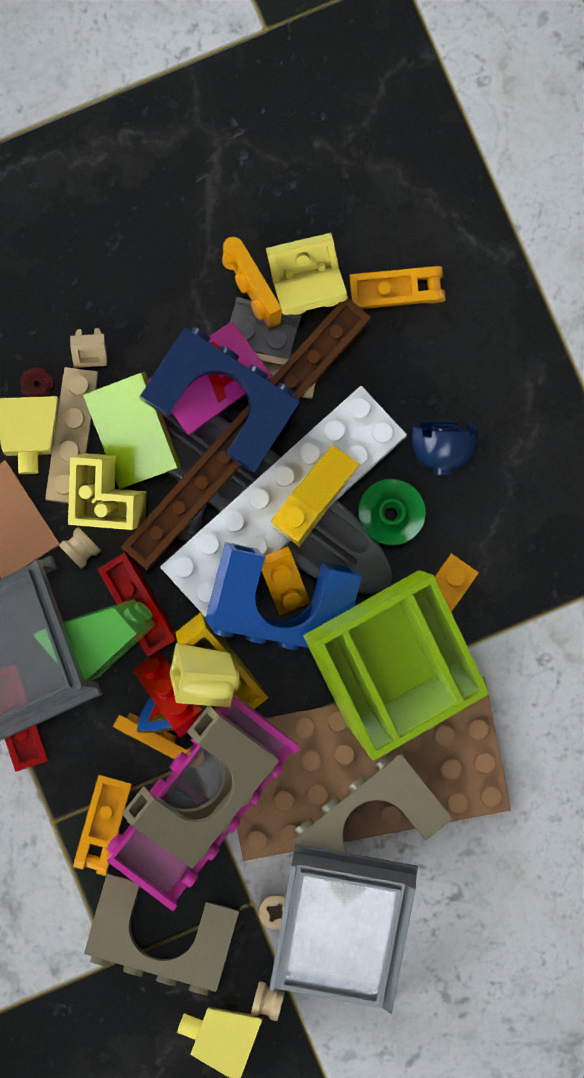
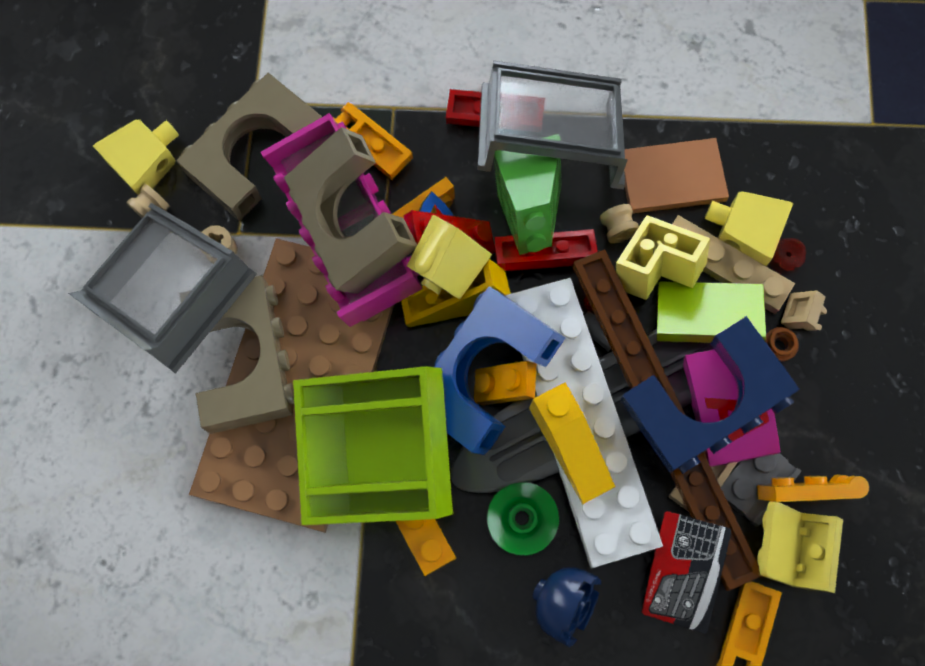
camera: 115 degrees right, 10 degrees down
(128, 347) = (788, 338): none -> dark orange plate
(371, 358) = (686, 571): none -> sticker

